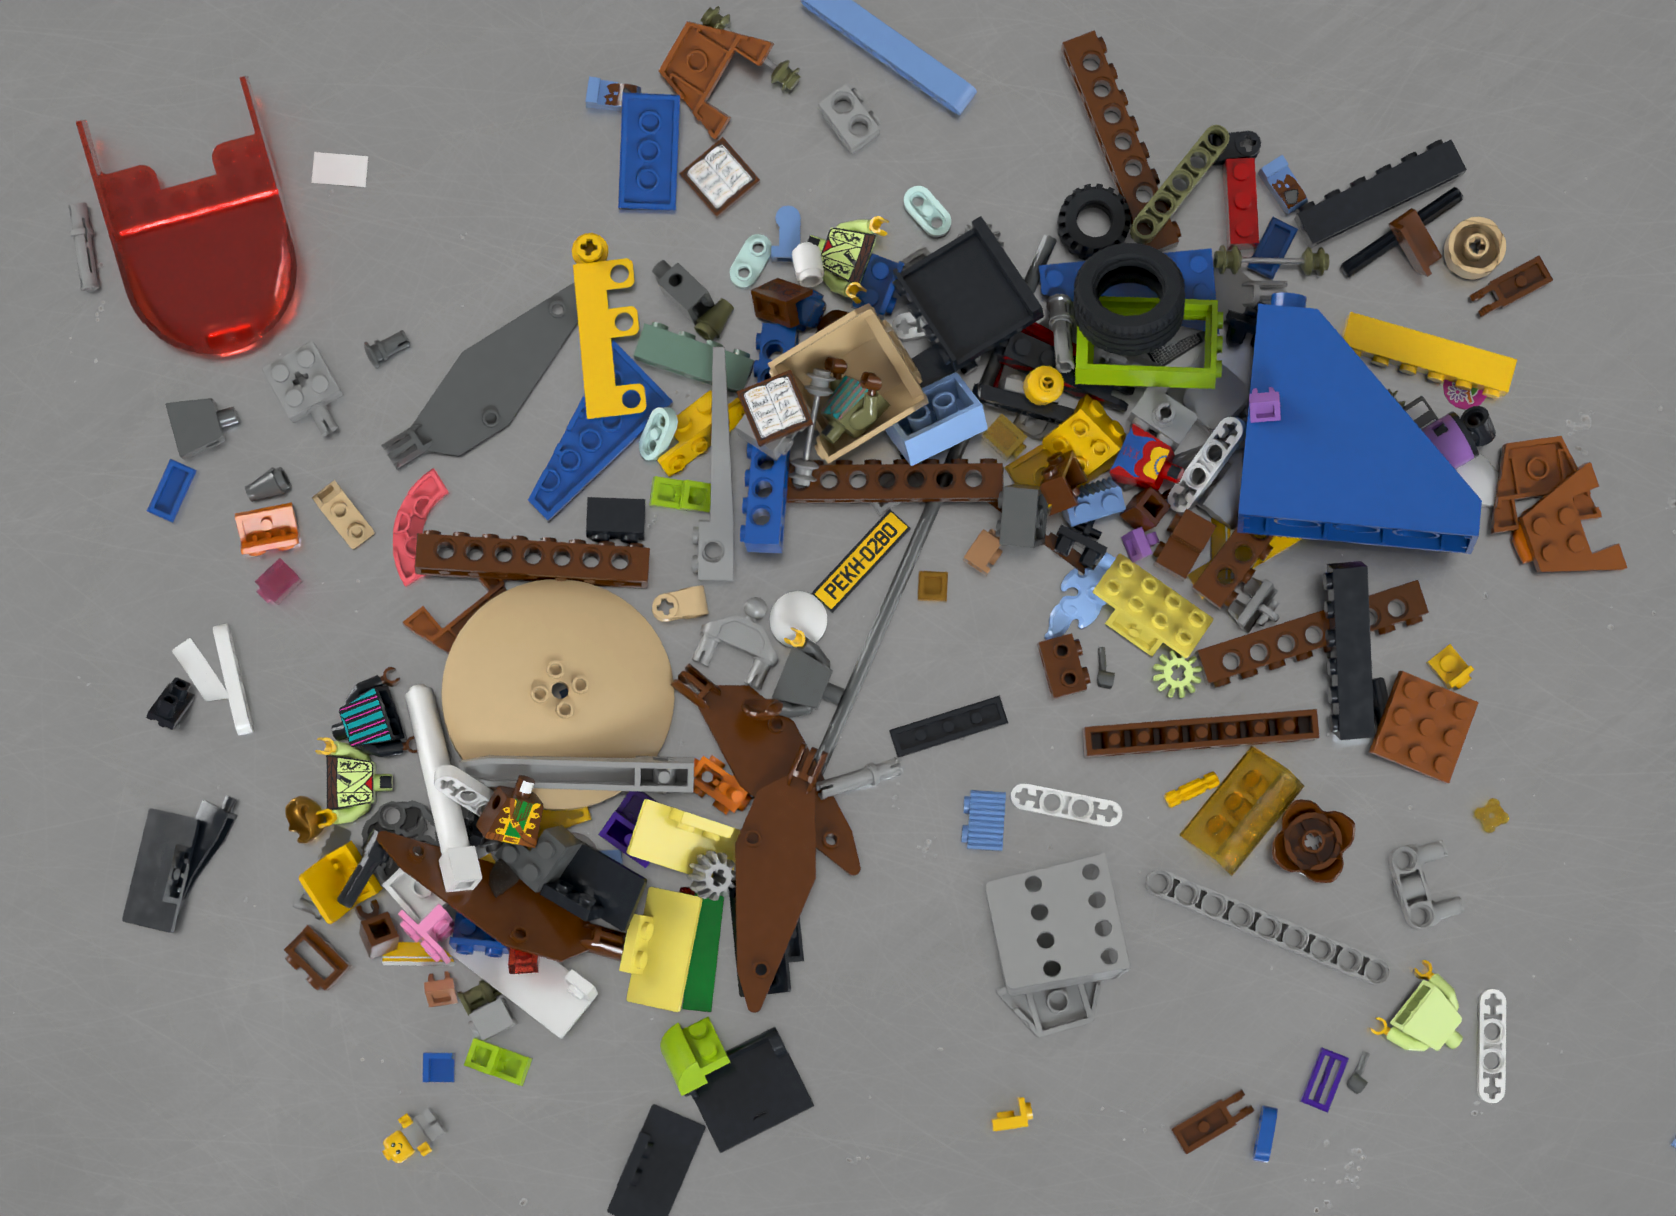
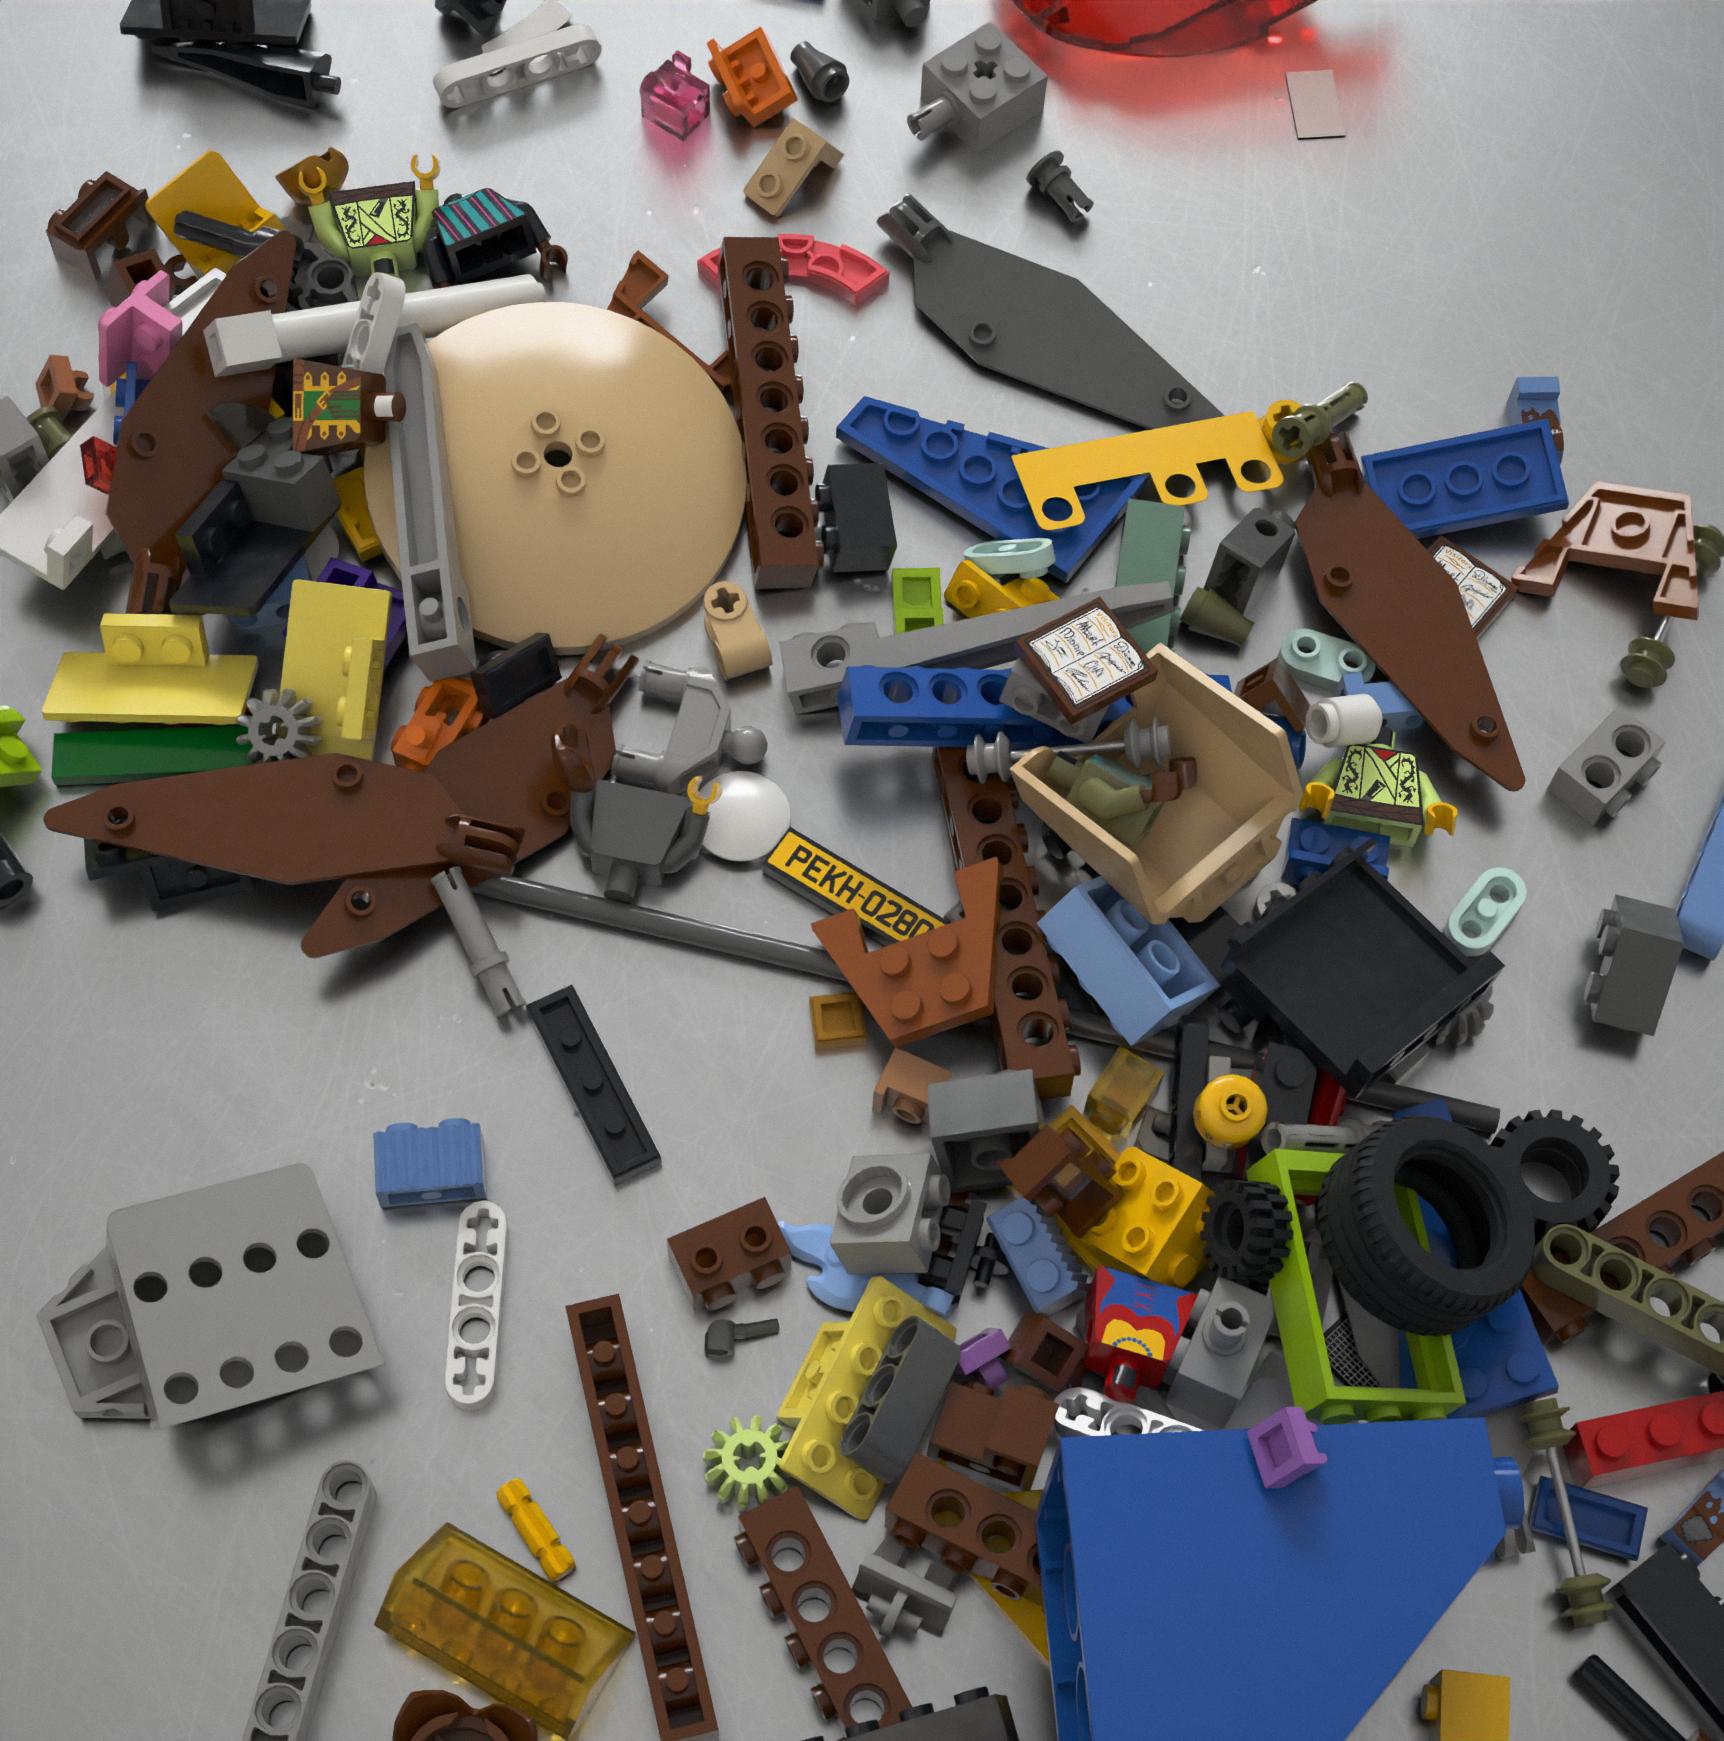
camera: 80 degrees right, 20 degrees down
(609, 240) = (1313, 423): none -> olive pin
(691, 737) = (515, 675): none -> black tile
(728, 212) = (1401, 610): none -> reddish brown wing
(930, 532) = (933, 976): none -> dark orange wing
(976, 138) = (1640, 958): none -> dark grey brick
(1072, 567) = (889, 1214): none -> light grey brick
(1112, 392) = (1246, 1230): none -> black tyre
(1162, 589) = (899, 1399): none -> dark grey beam

